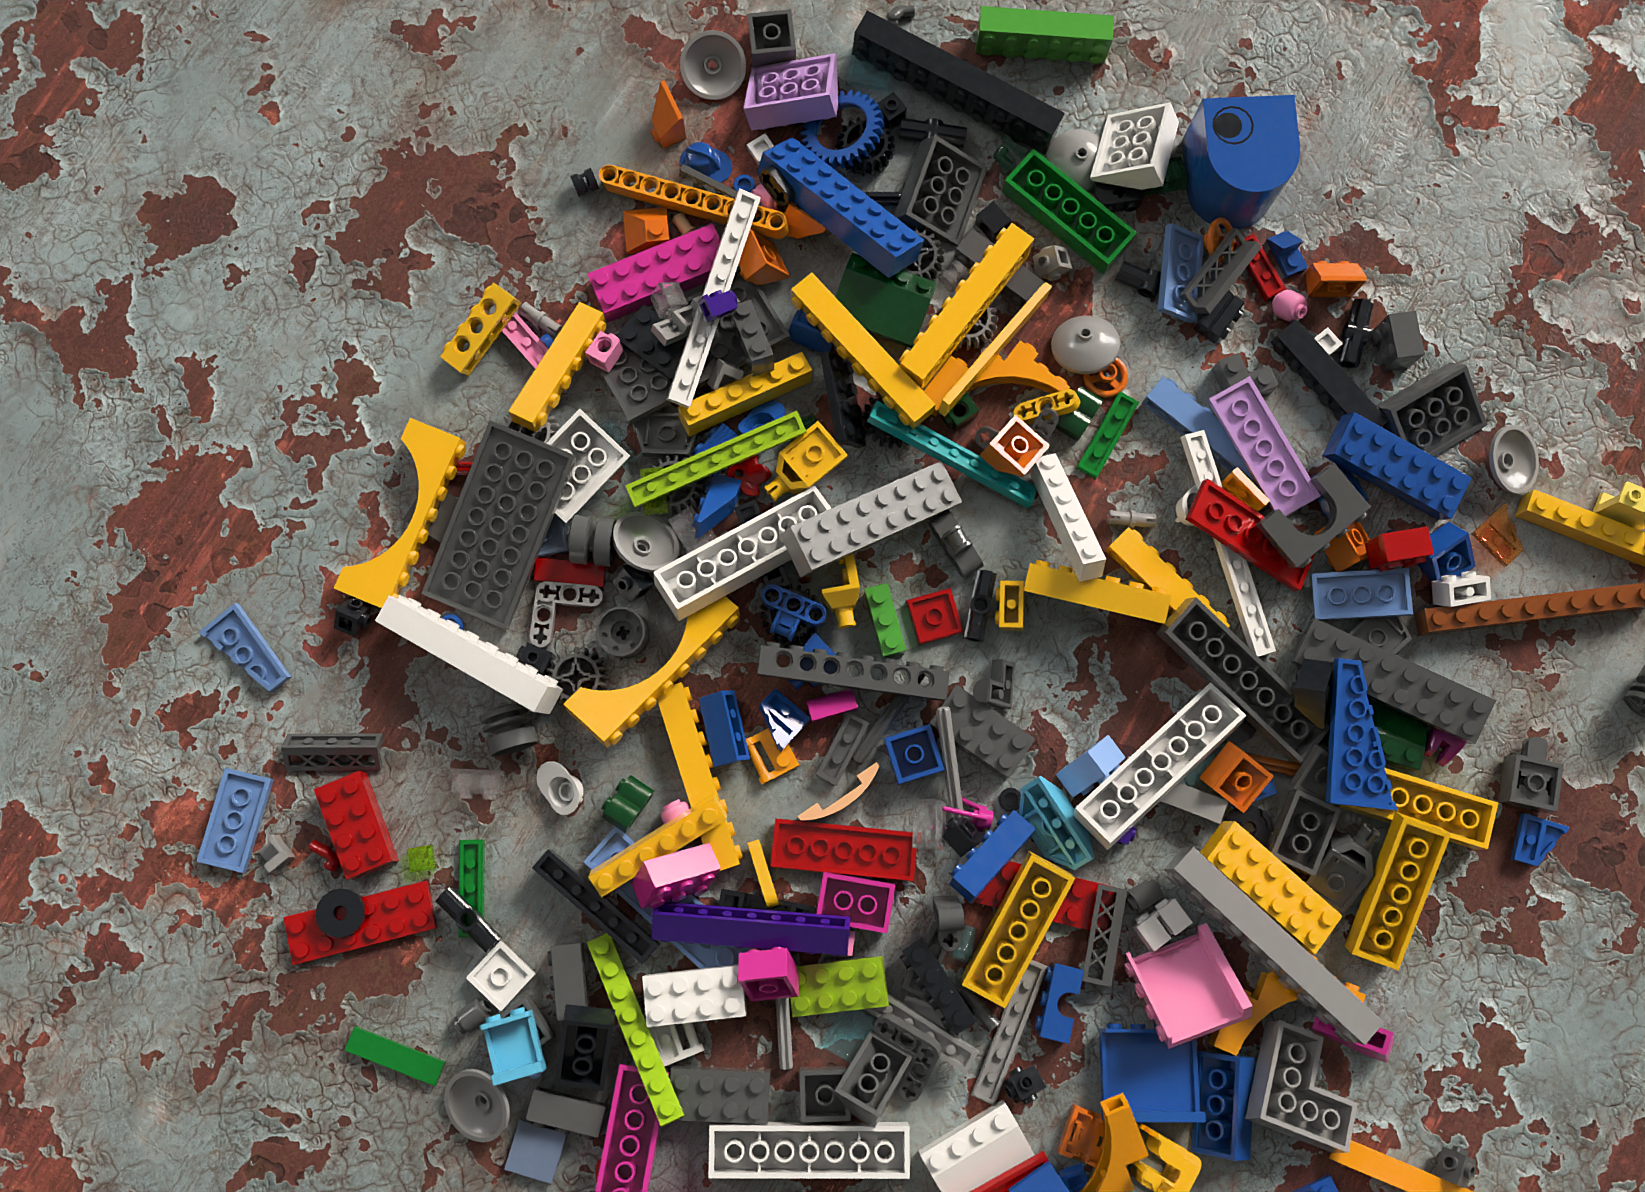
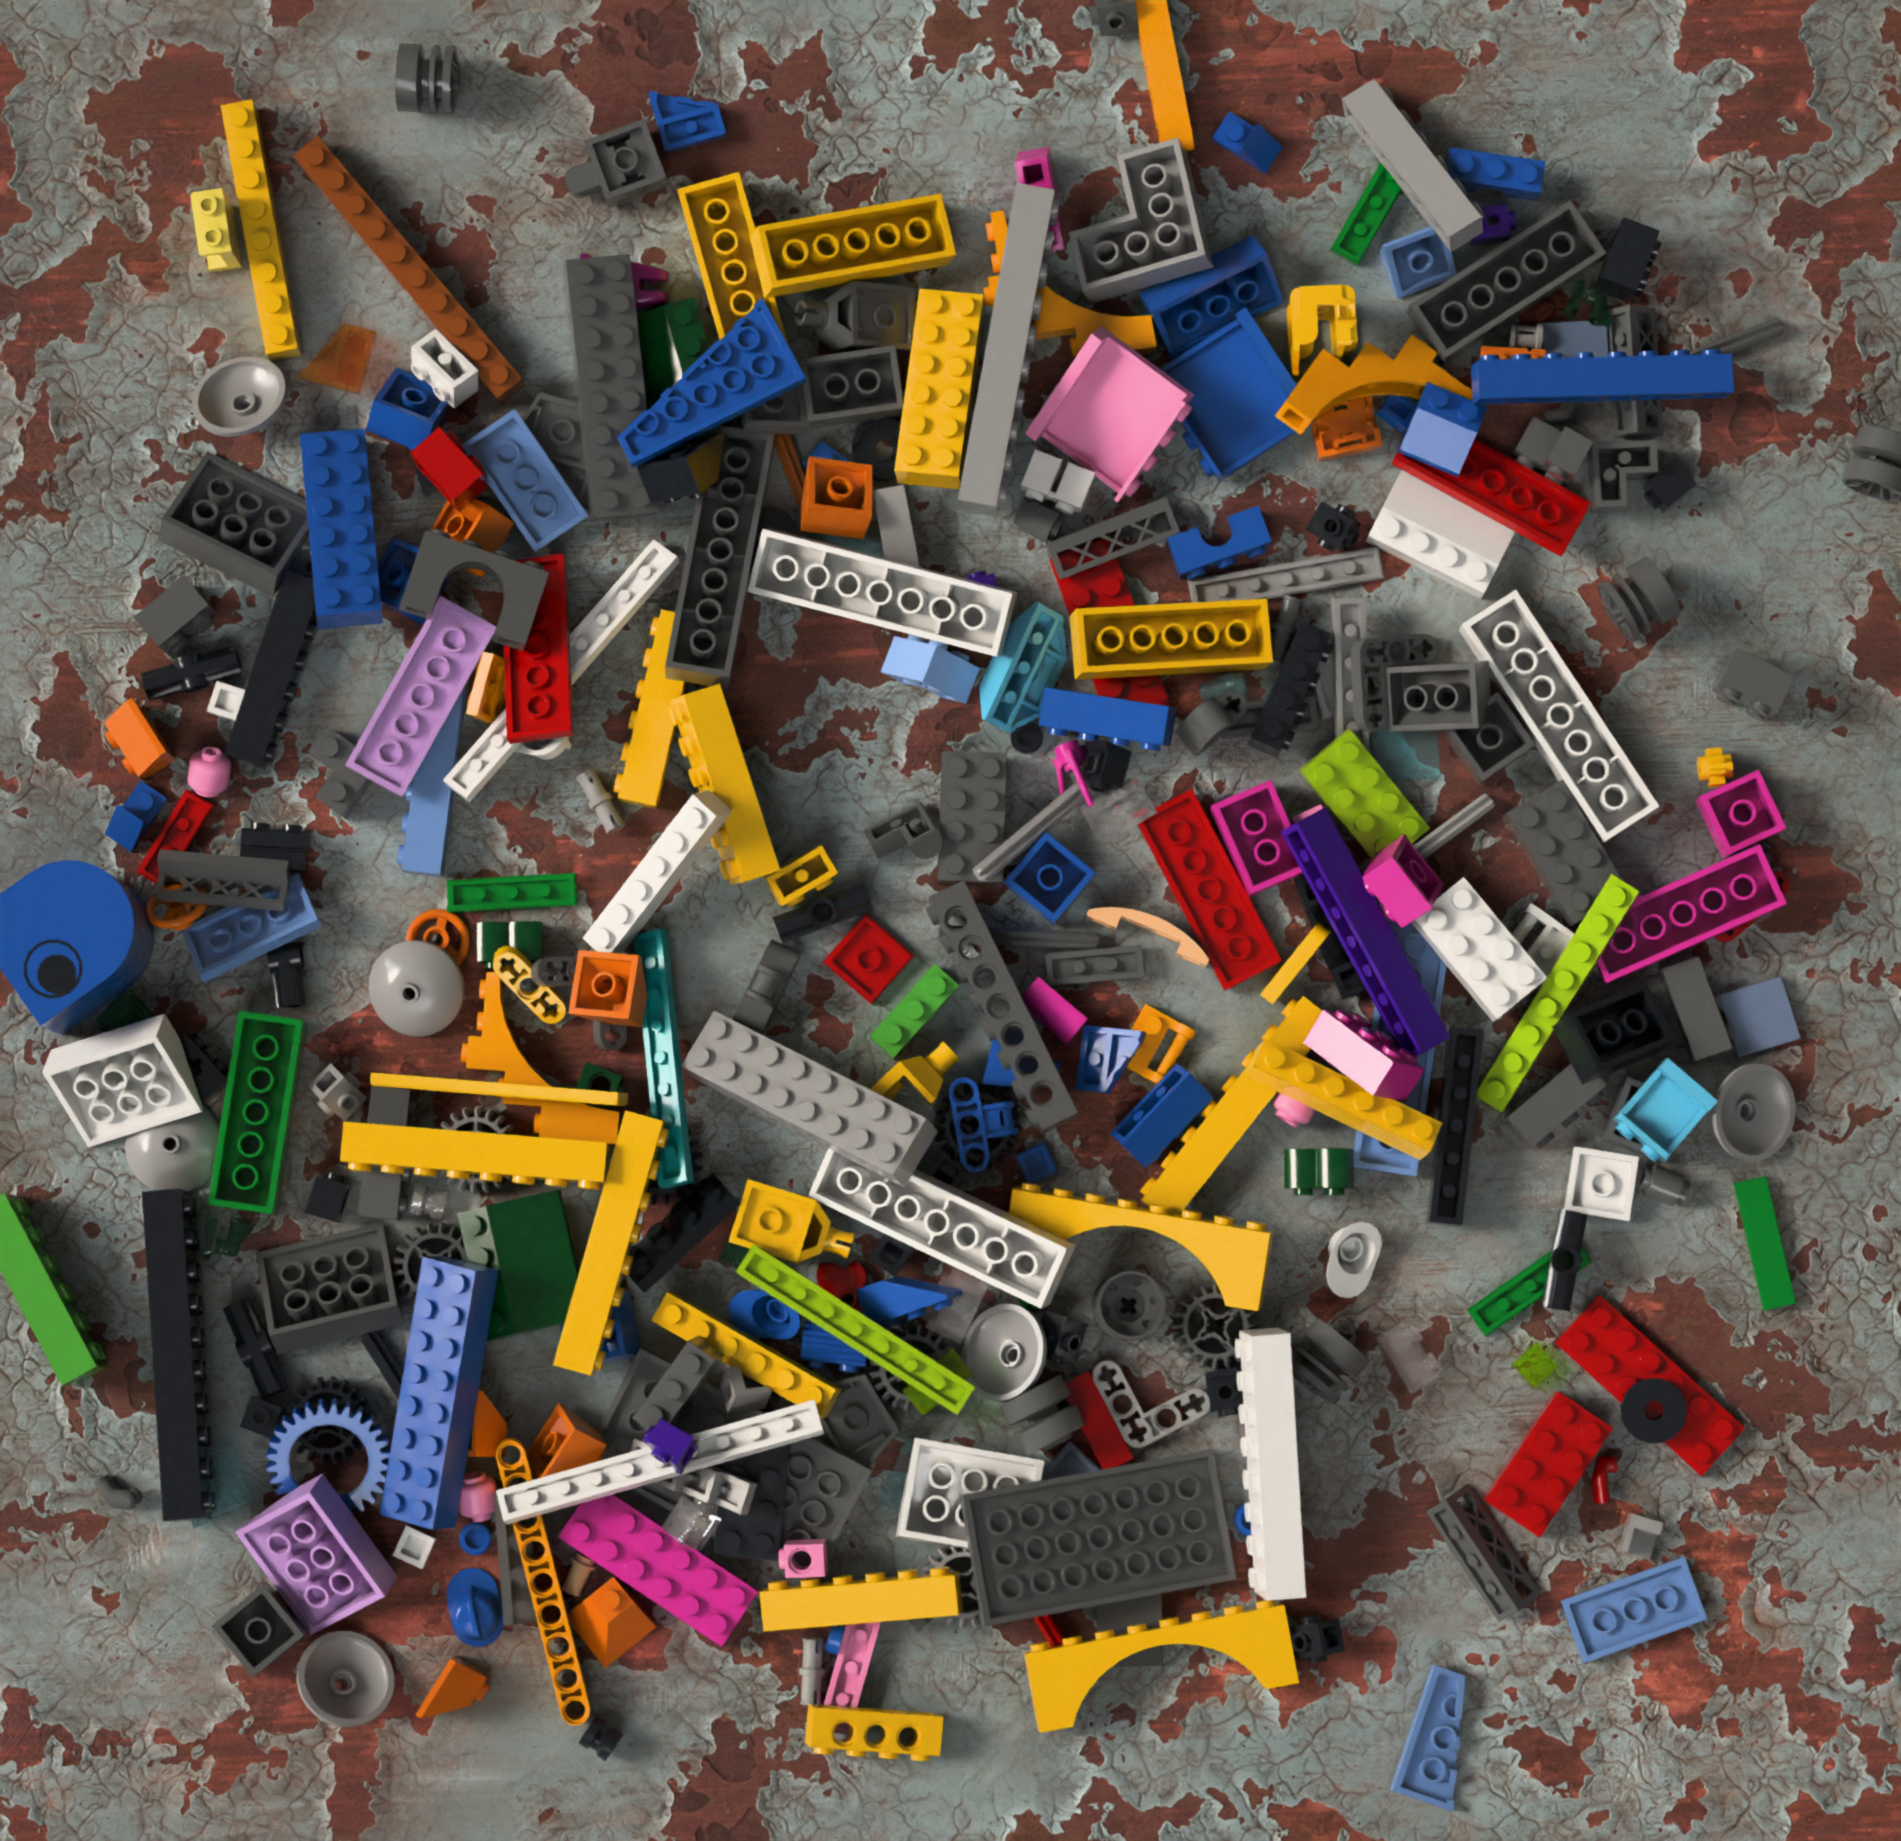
camera: 115 degrees left, 5 degrees up
(746, 636) = (1036, 1163): none -> blue tile
(777, 185) = (461, 1486): black beam -> none

